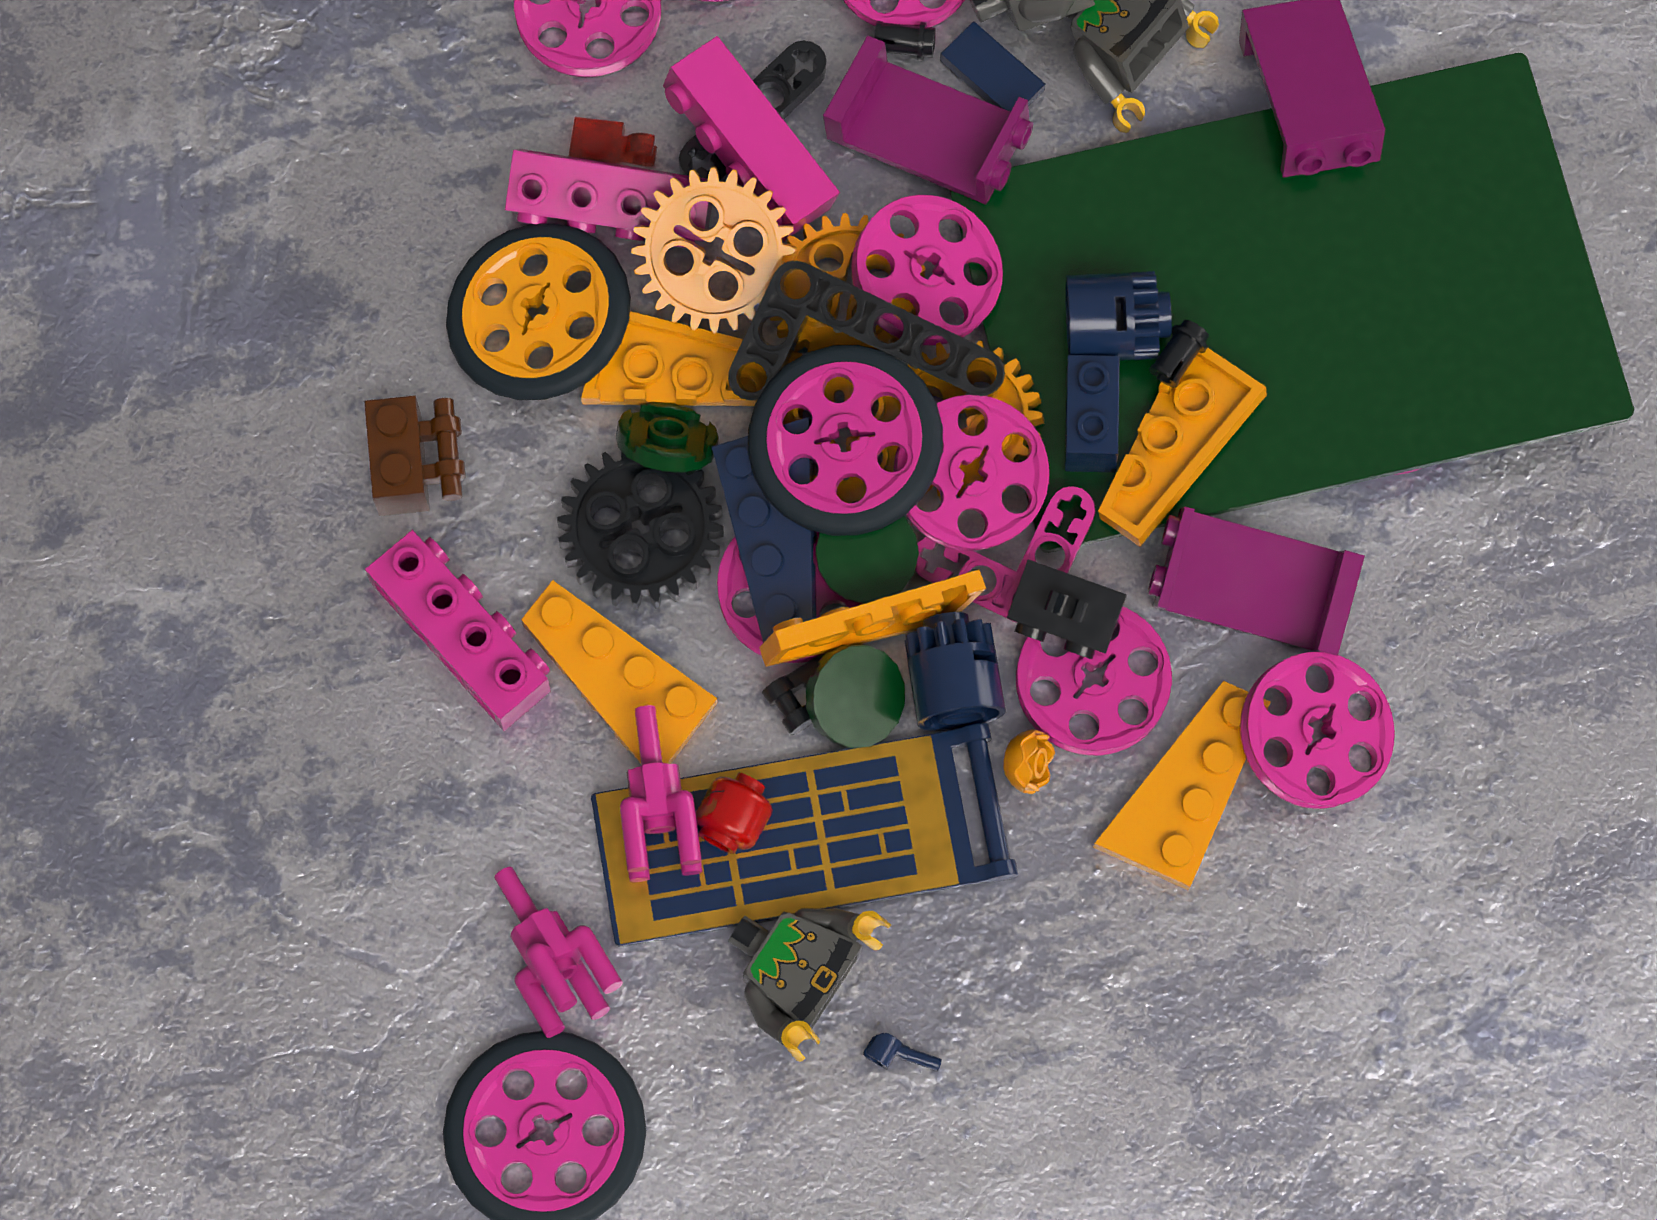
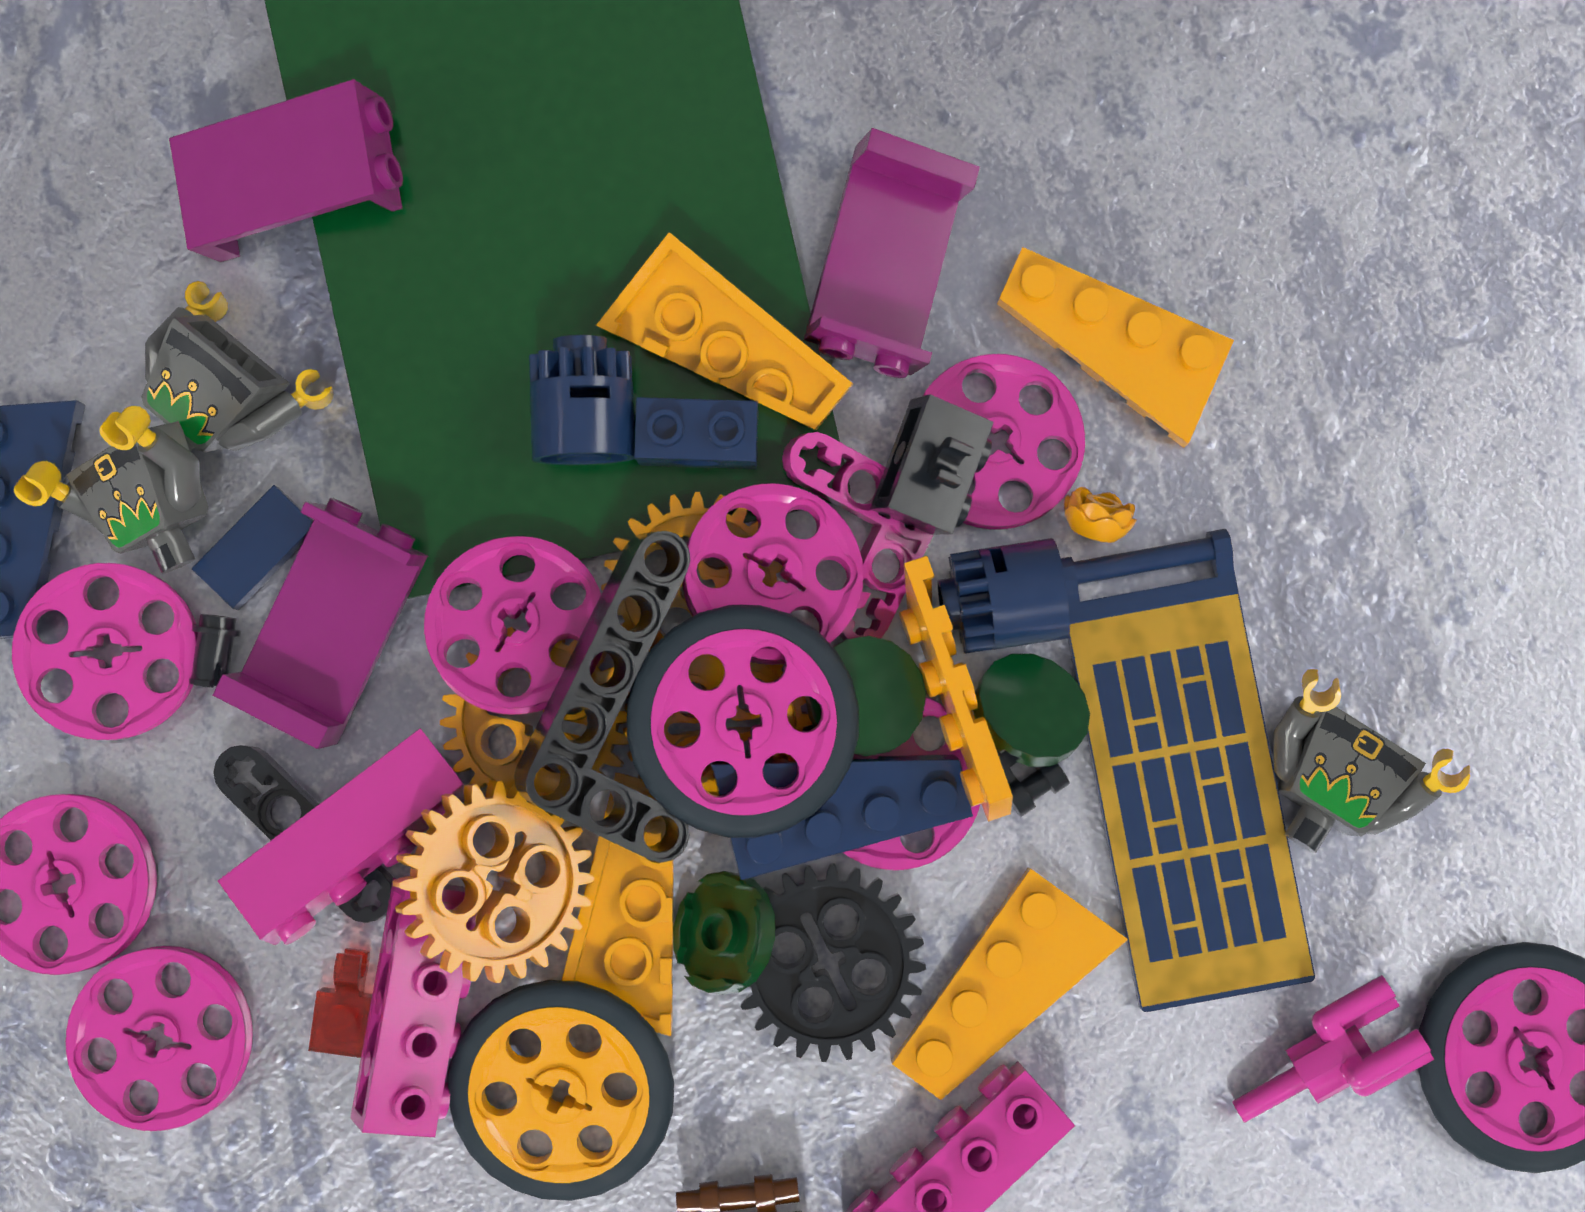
camera: 85 degrees left, 10 degrees up
(656, 804) = (1173, 938): dark pink plant -> none
(733, 813) = (1173, 849): red head -> none
(885, 1047) = (1420, 676): dark blue hand -> none
(1179, 352) = (627, 329): black pin -> none
(1339, 726) = (1076, 212): dark pink wedge -> none

